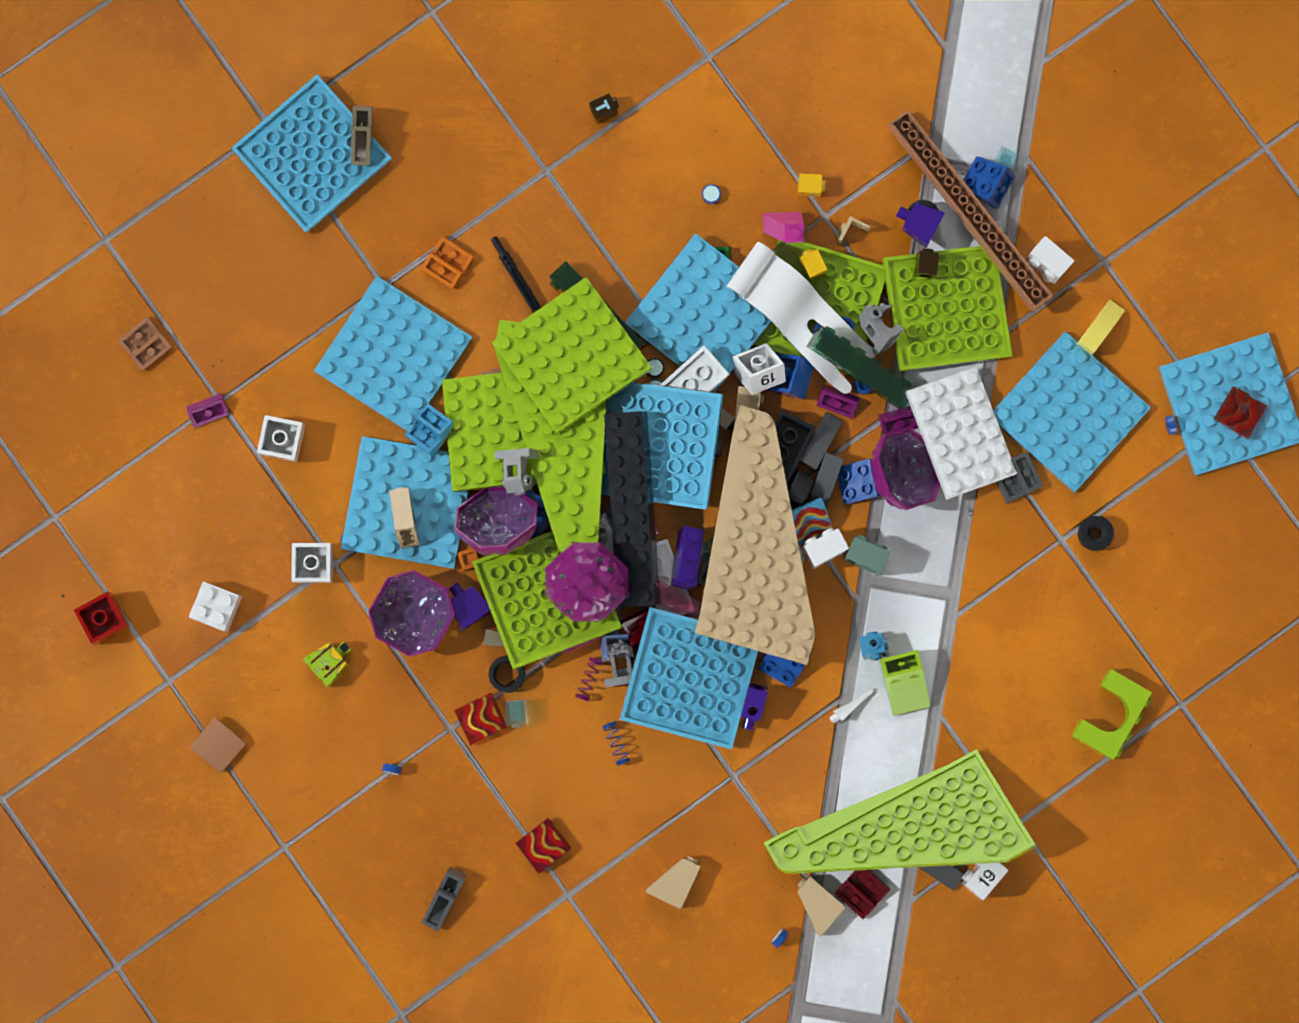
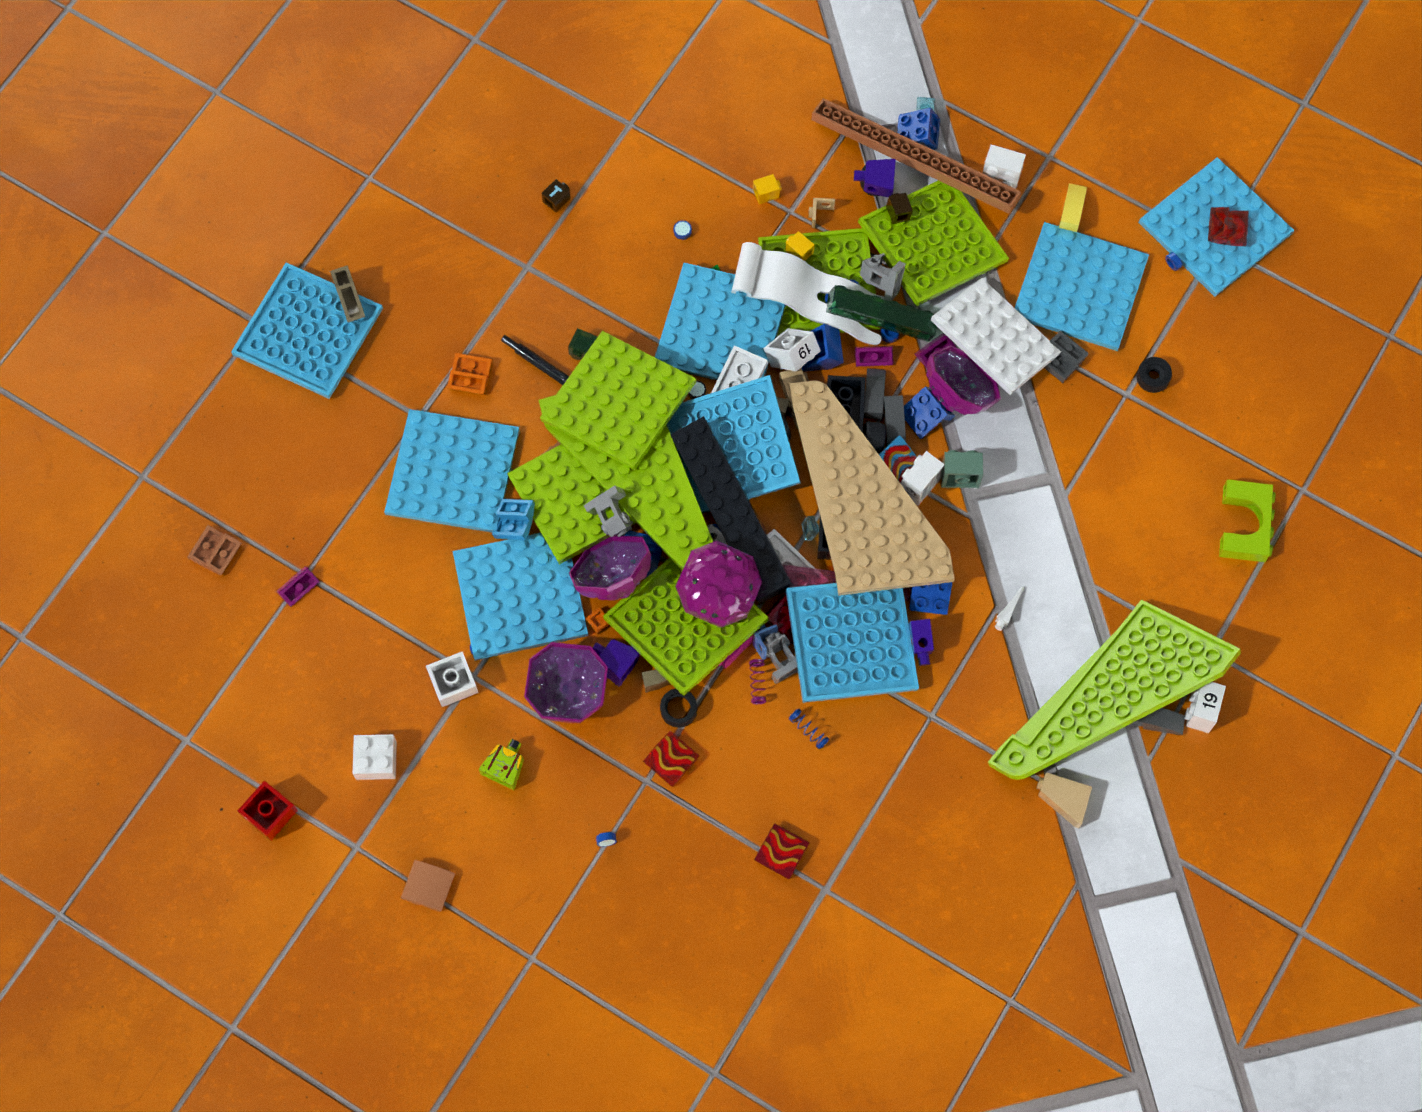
camera: 25 degrees left, 15 degrees down
(281, 438) = (377, 580): white brick -> none
(404, 517) = (523, 603): tan slope -> none
(444, 898) = (708, 941): dark grey slope -> none
(516, 713) = (702, 739): clear light blue brick -> none
(676, 882) = (923, 833): tan slope -> none
(687, 557) = (800, 535): dark purple brick -> none
(779, 938) = (1044, 843): blue tile -> none
(784, 226) = (759, 226): dark pink slope -> none
(862, 891) = (1099, 769): dark red slope -> none
(867, 643) = (1005, 546): dark azure brick -> none
(905, 682) = (1048, 565): lime slope -> none

